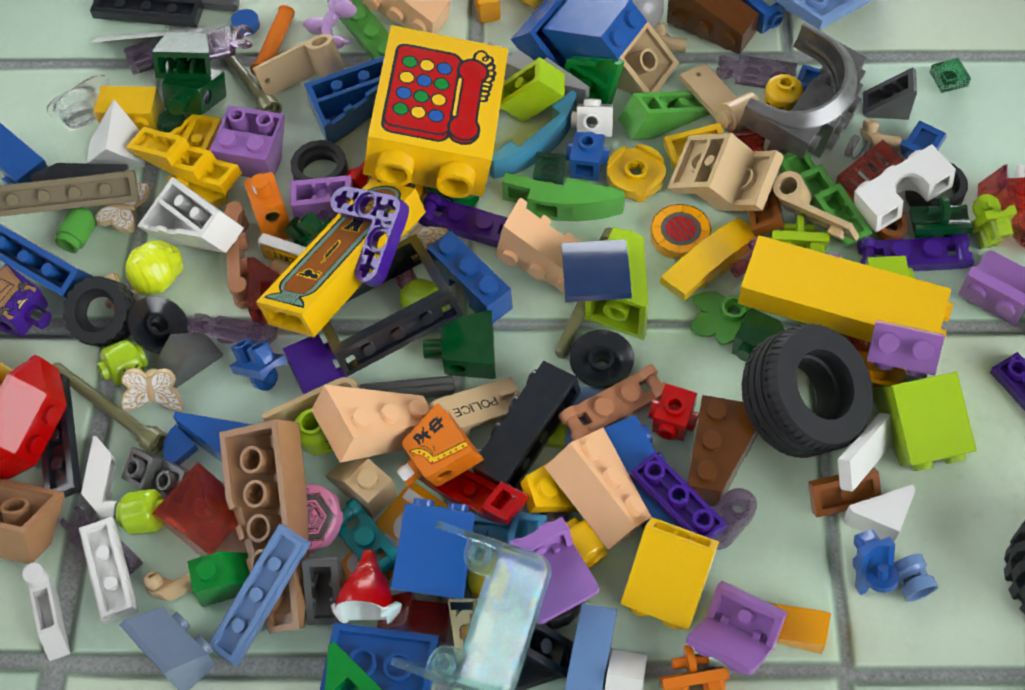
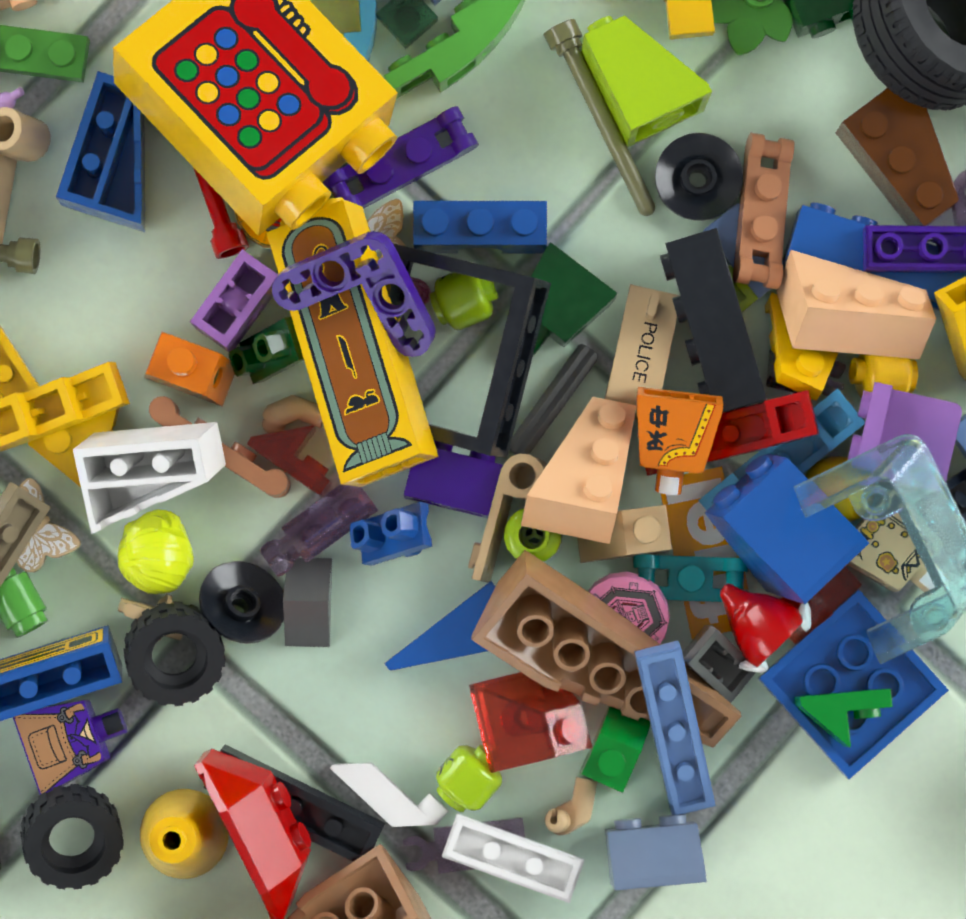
camera: 55 degrees left, 25 degrees up
(118, 359) = (258, 674): lime head -> none
(149, 438) = (377, 710): olive piece -> none
(152, 387) = (319, 663): tan animal -> none
(152, 472) = (430, 733): dark grey slope -> none
(178, 446) = (413, 688): blue tile -> none
(250, 140) = (68, 318): medium lavender slope -> none
(276, 248) = (269, 392): tile -> none
(316, 151) = (168, 235): black tyre -> none
(533, 245) = (528, 125): light nougat wedge -> none
(596, 270) = (631, 105): dark blue slope -> none
(674, 413) = (831, 149): red brick -> none

